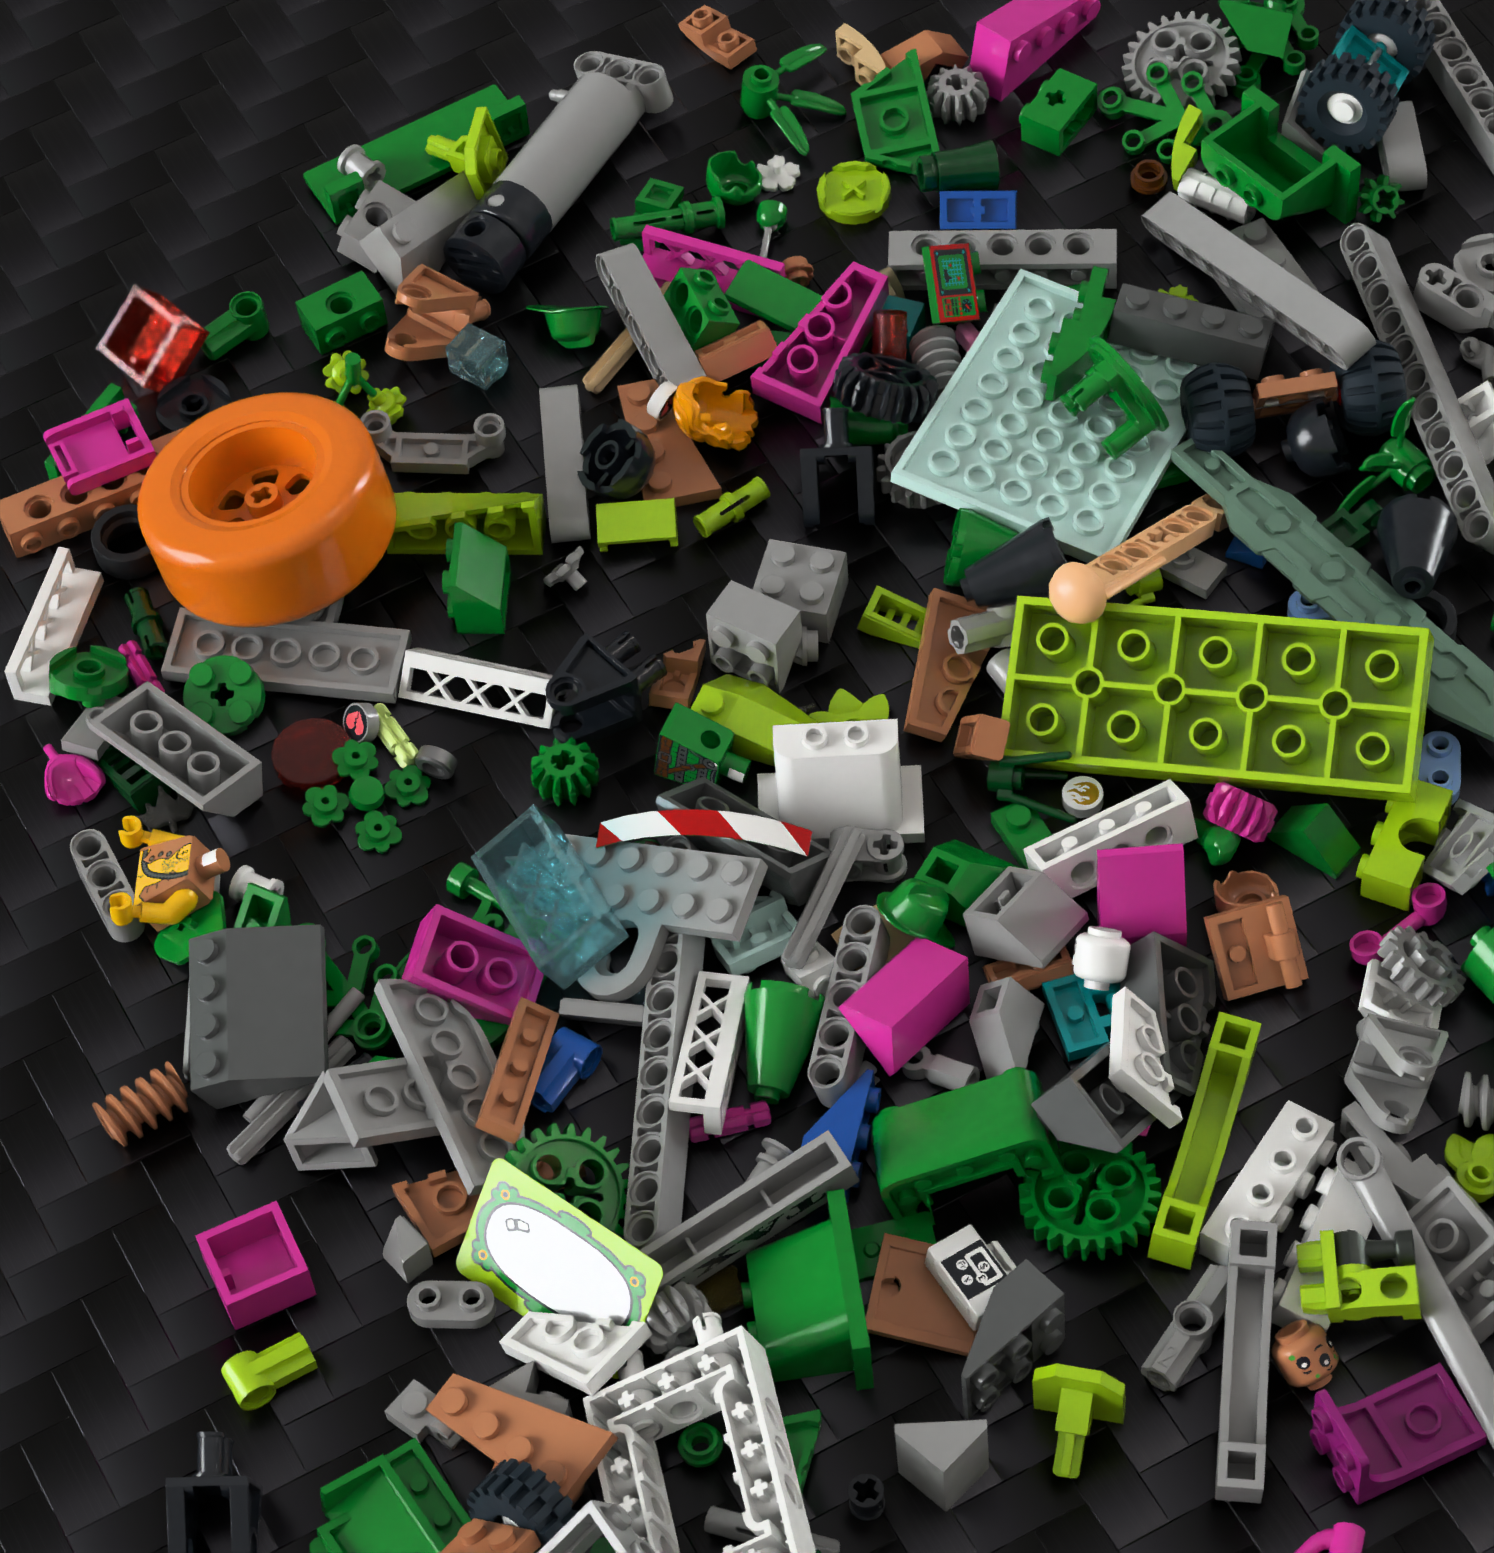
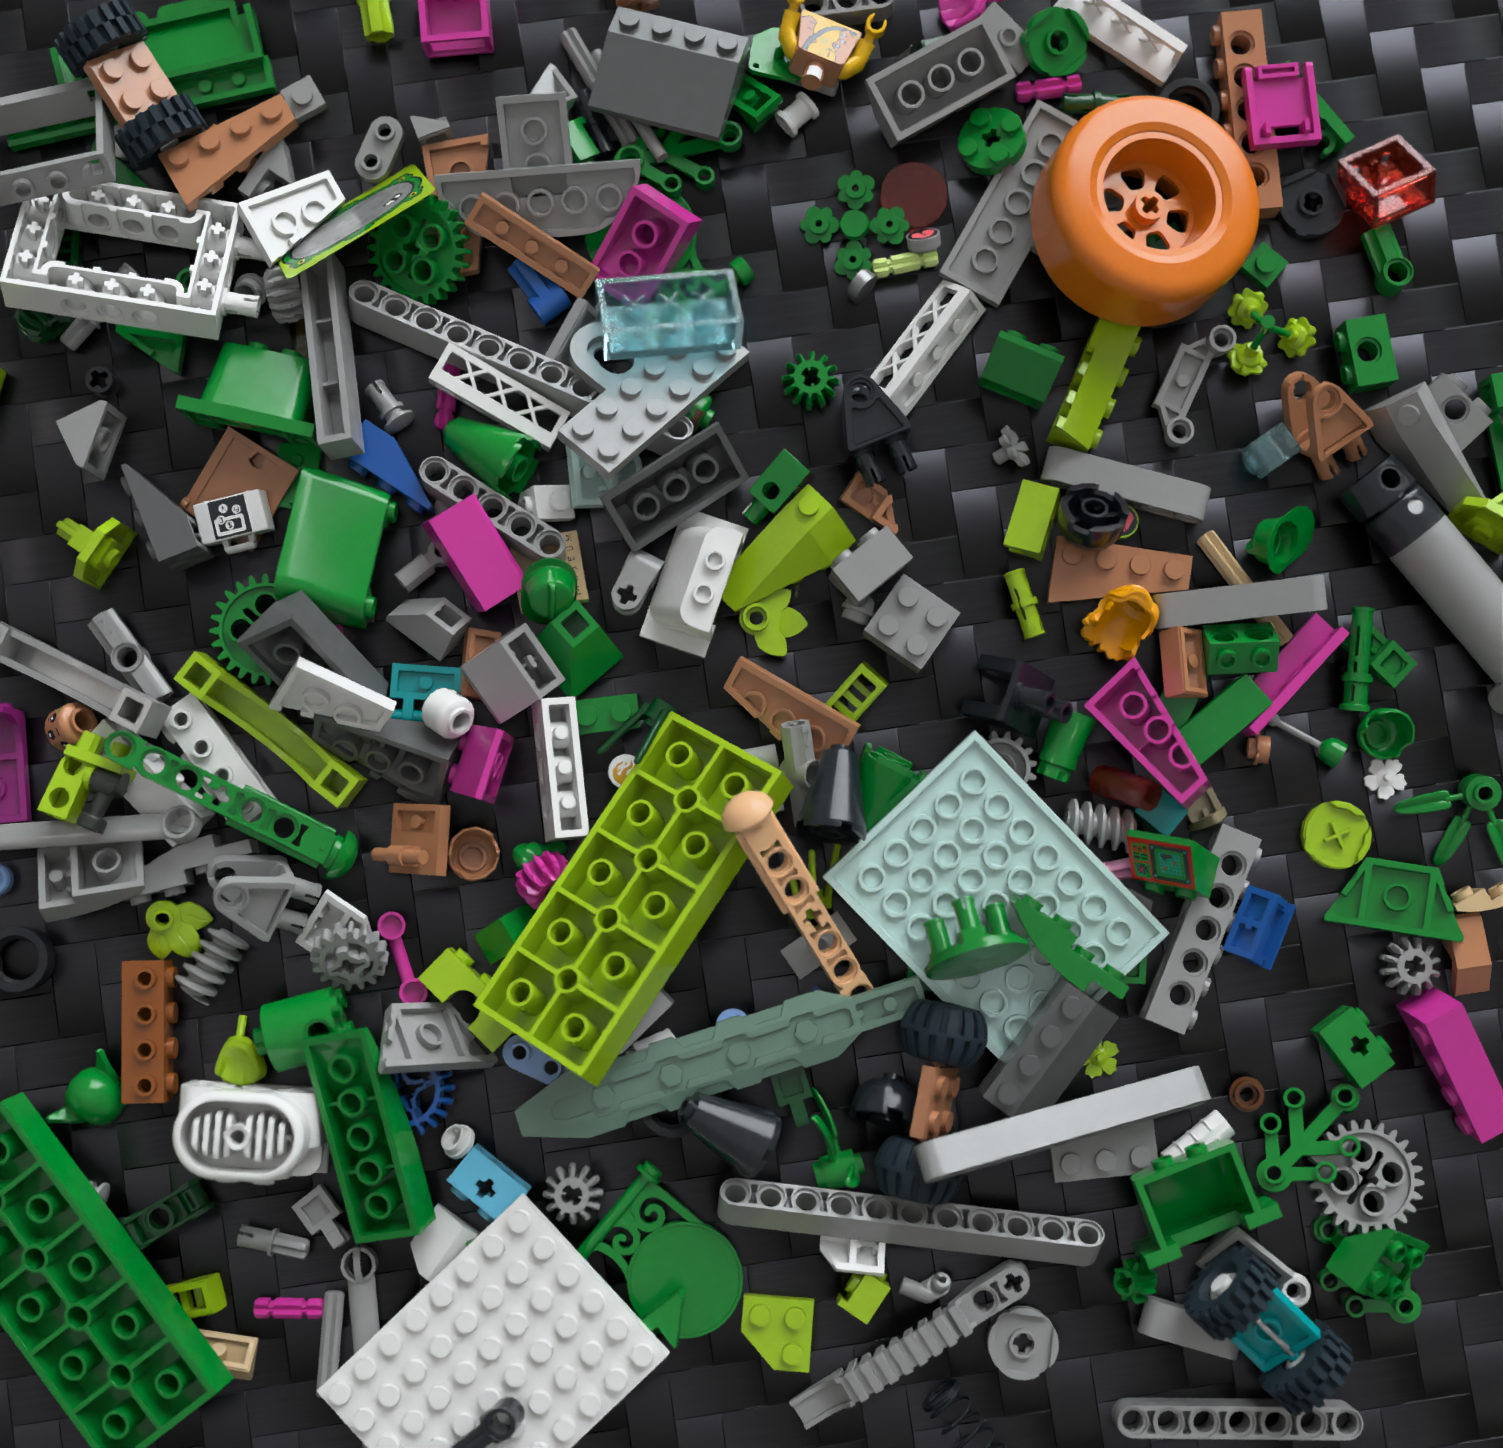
camera: 100 degrees right, 30 degrees up
(661, 401) = (1148, 580): white tile -> none
(706, 823) = (675, 451): sticker -> none
(823, 897) = (594, 527): light grey axle -> none
(885, 387) = (1062, 755): black gear -> none
(960, 169) = (1313, 929): dark green plant -> none
(981, 738) = (692, 704): nougat slope -> none
(1183, 154) = (1249, 1130): lime slope -> none
(1313, 1039) = (315, 845): none -> green piece

